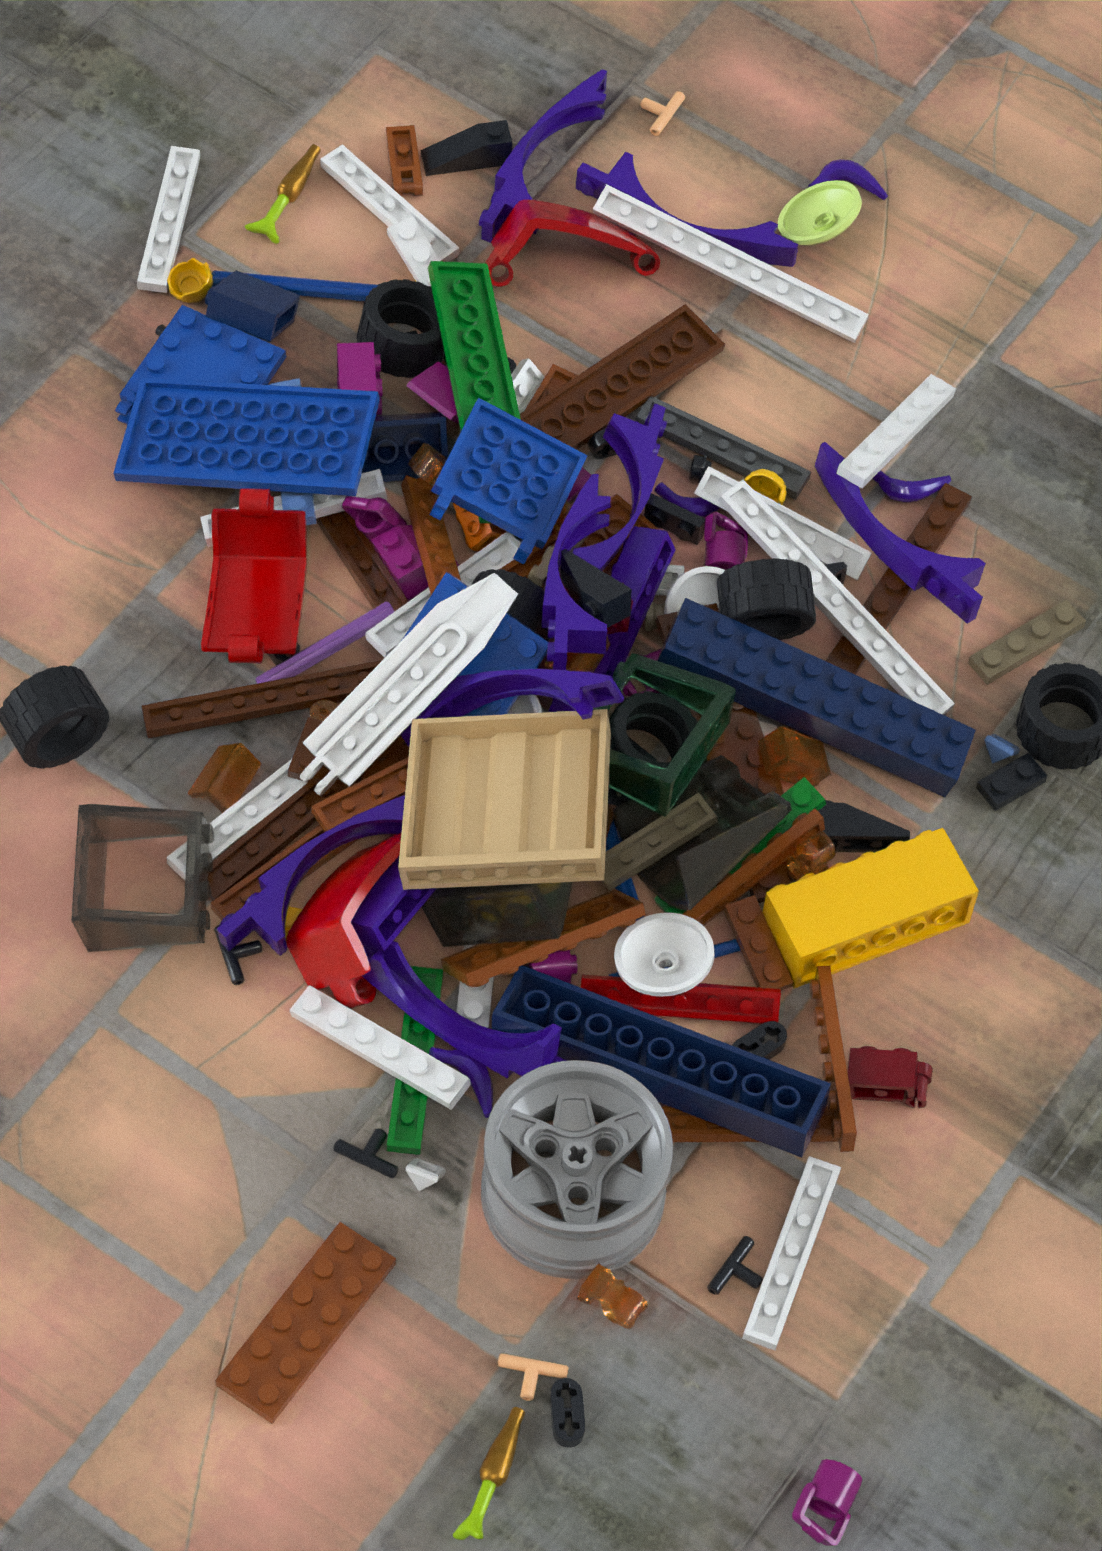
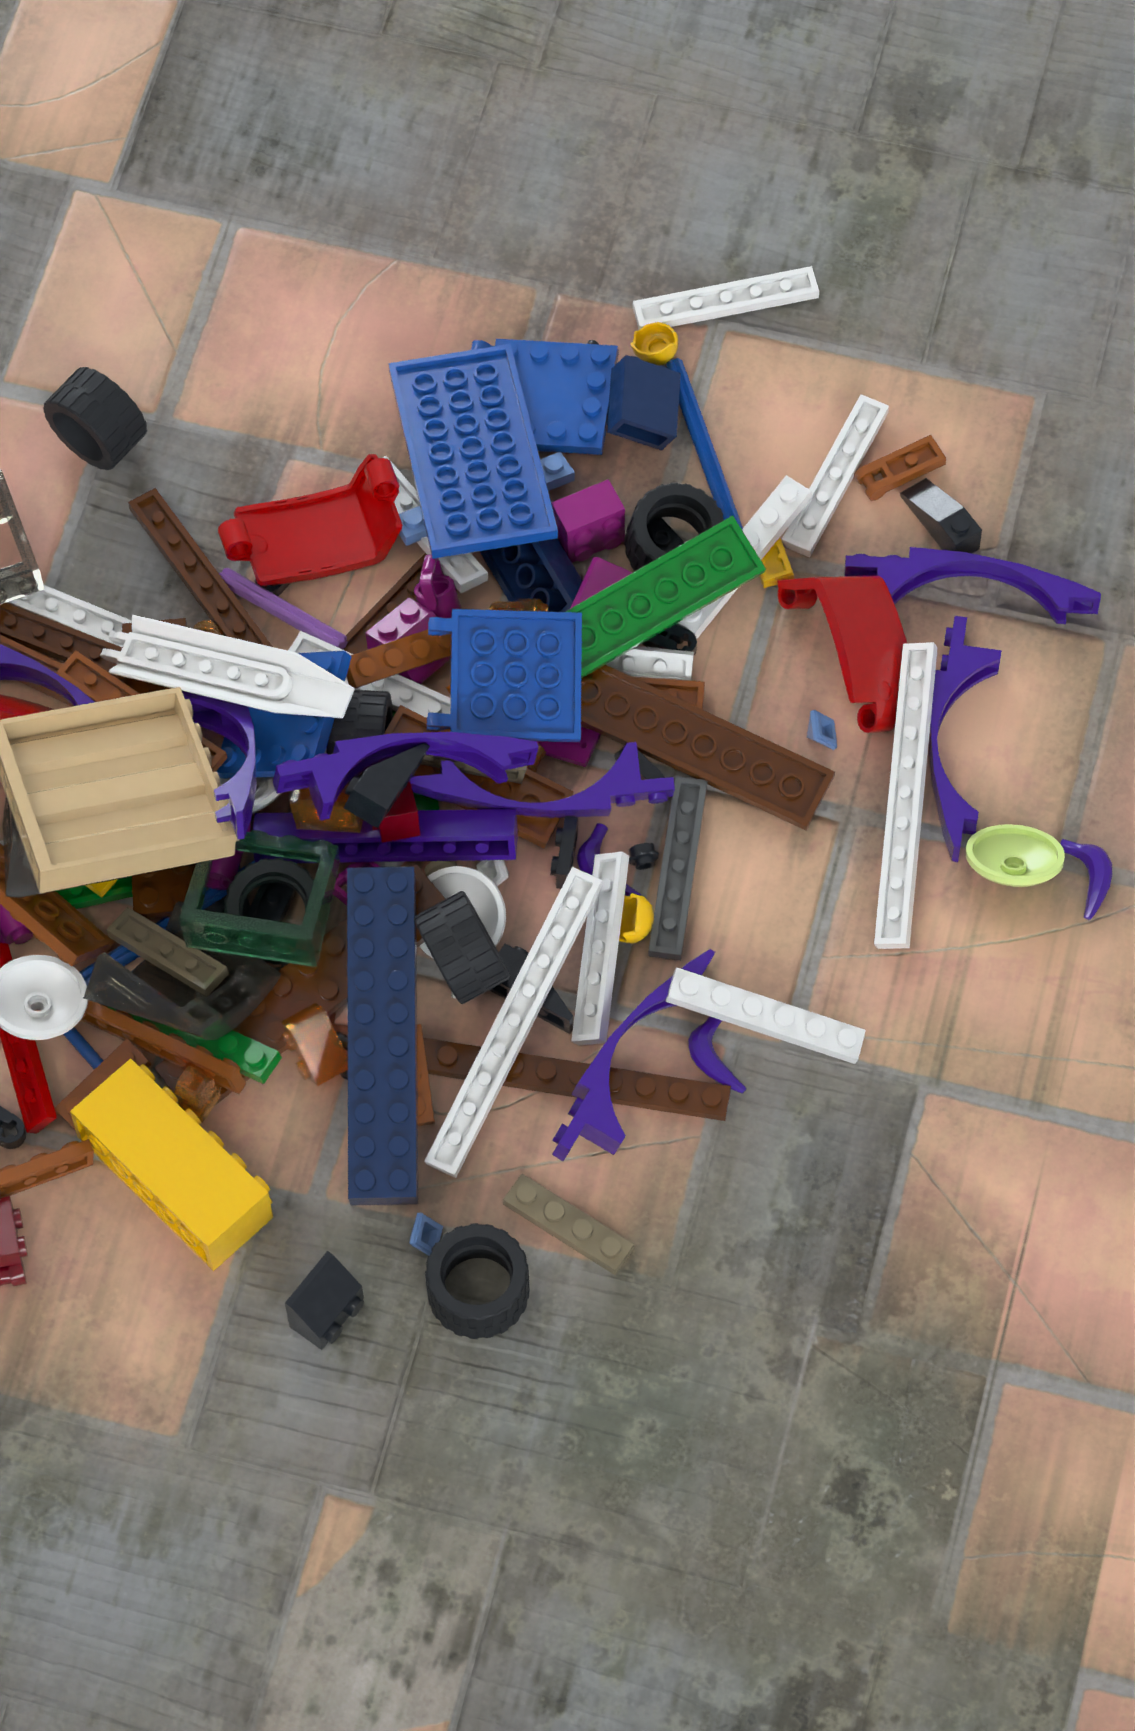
camera: 75 degrees right, 5 degrees up
(226, 775) = (110, 584): clear orange panel -> none
(287, 192) = (811, 384): piece -> none
(634, 306) = (822, 730): none -> medium blue slope
(664, 112) = (1092, 675): light nougat piece -> none
(725, 547) = (535, 906): magenta piece -> none
(857, 830) = (265, 1119): black slope -> none
(1011, 781) = (390, 1259): black plate -> none
(1043, 838) = (324, 1302): none -> black slope

